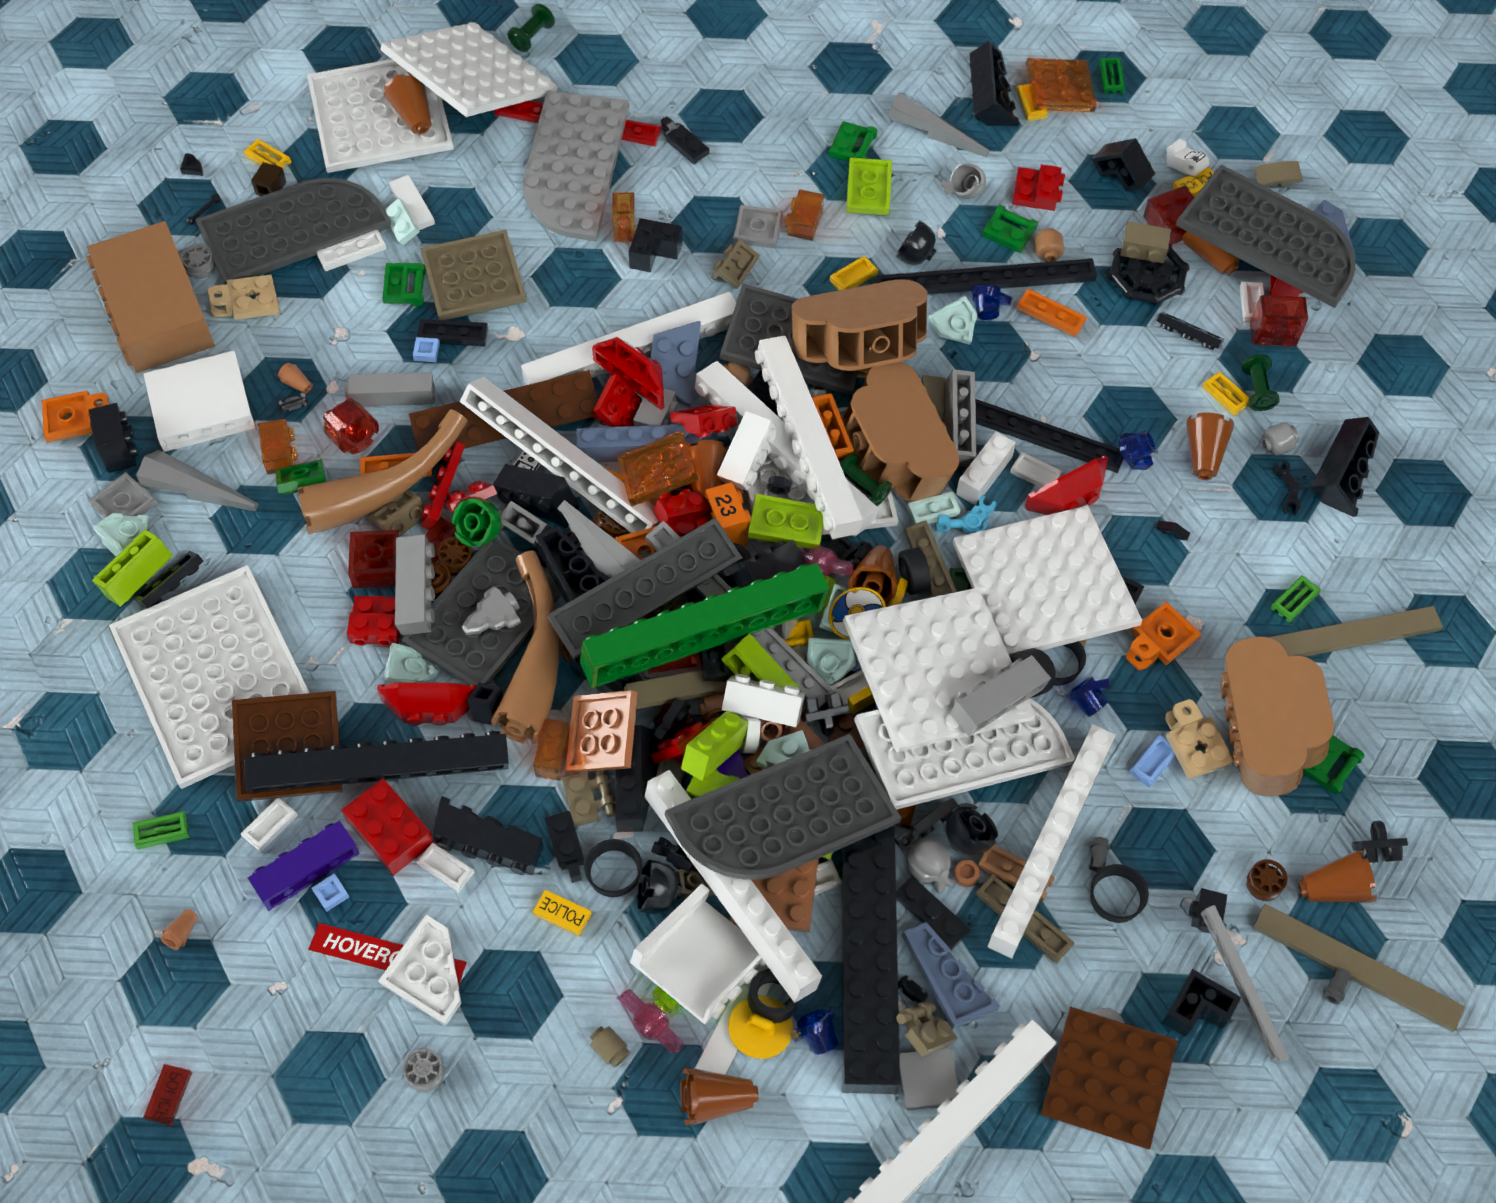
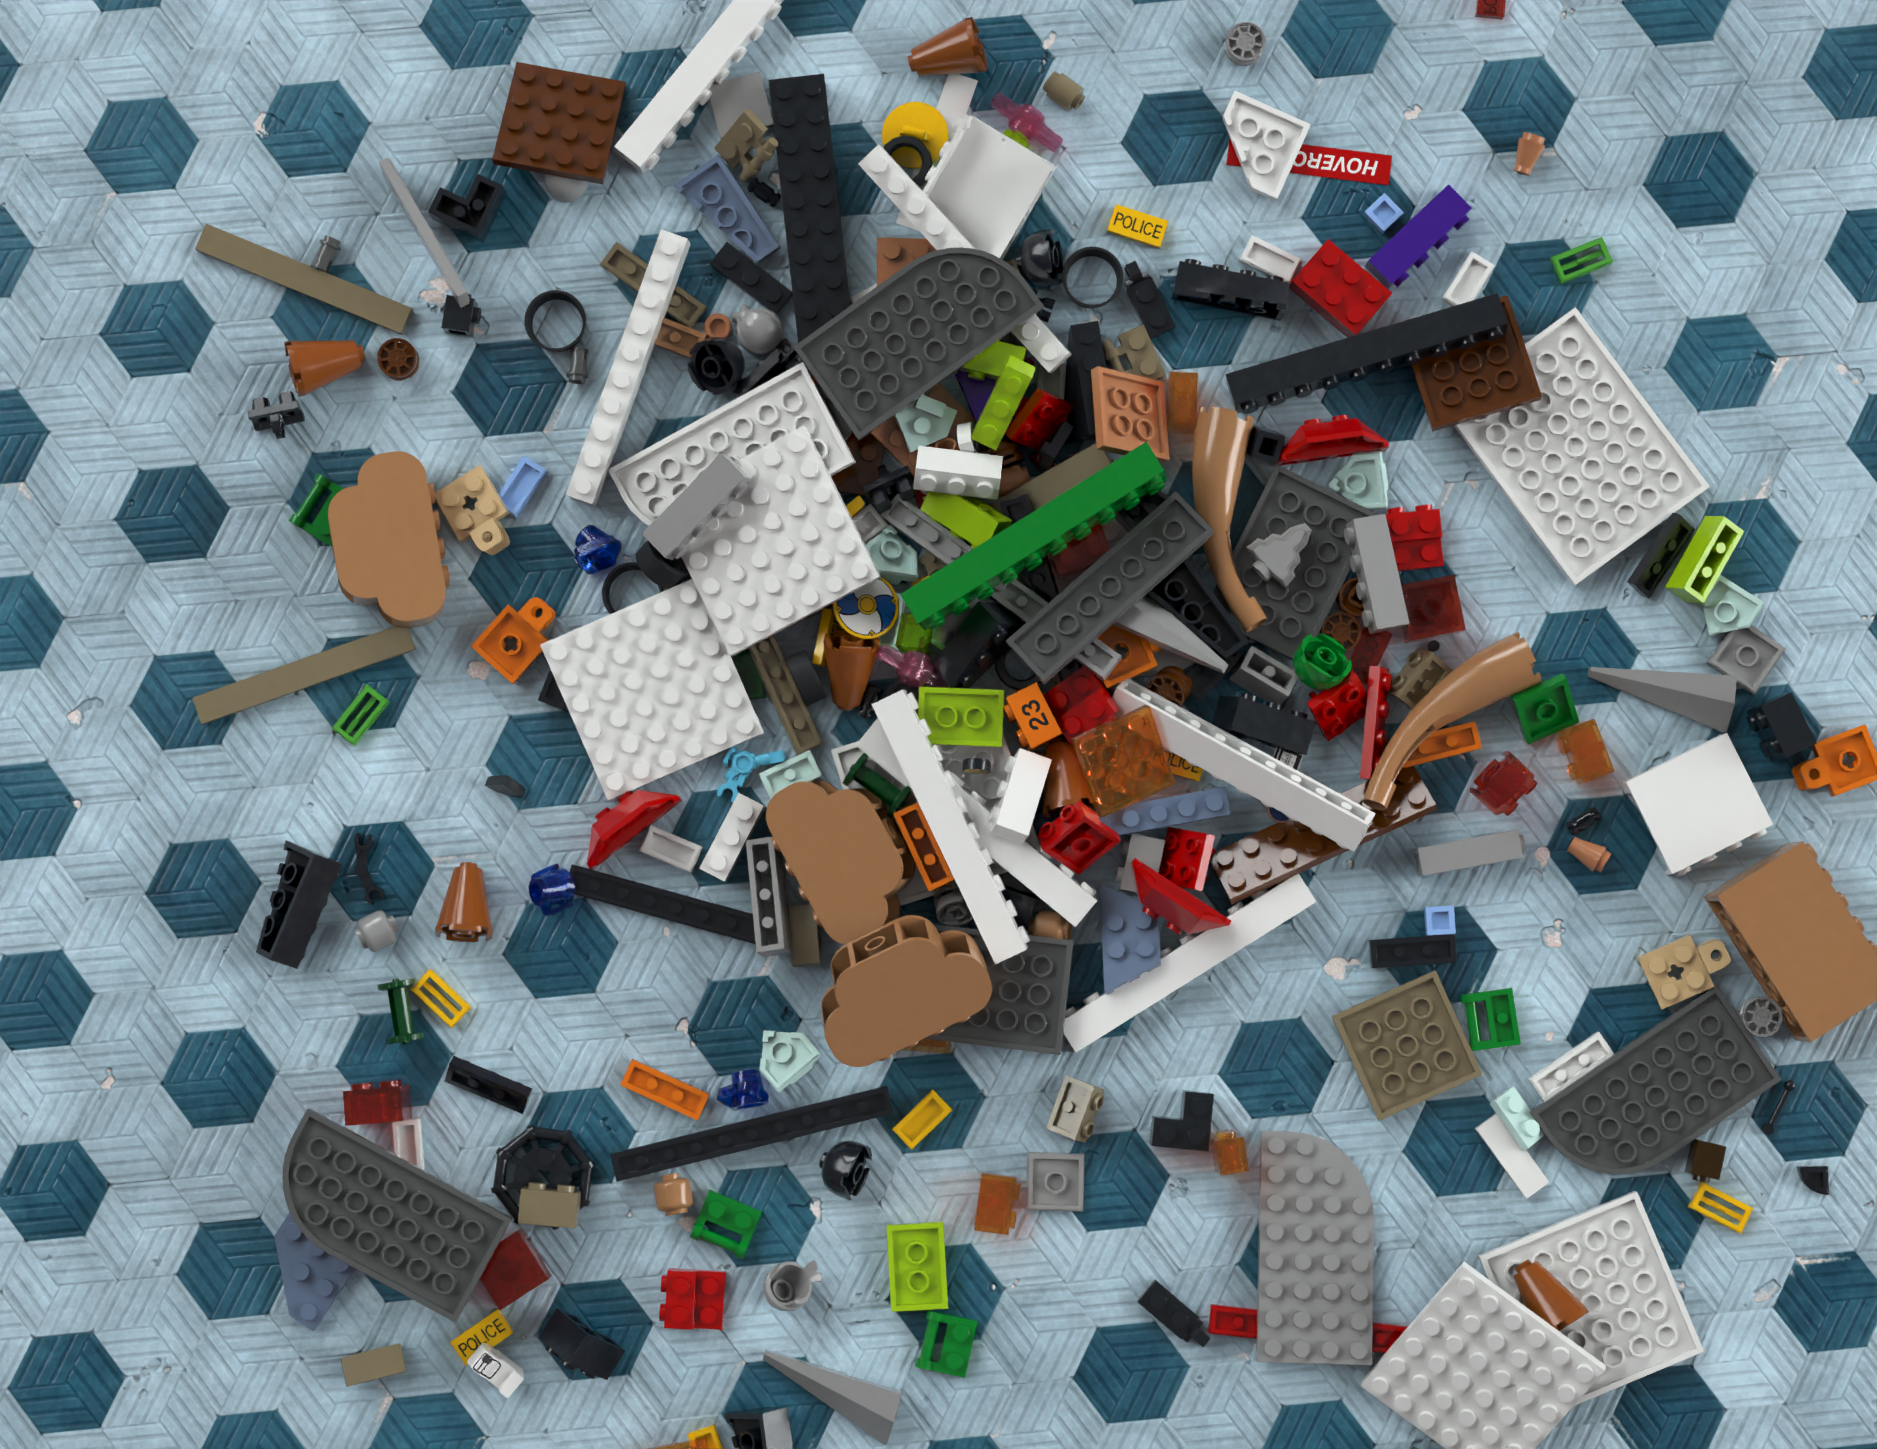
camera: 170 degrees right, 25 degrees up
(817, 1031) = (857, 131): clear blue piece -> none

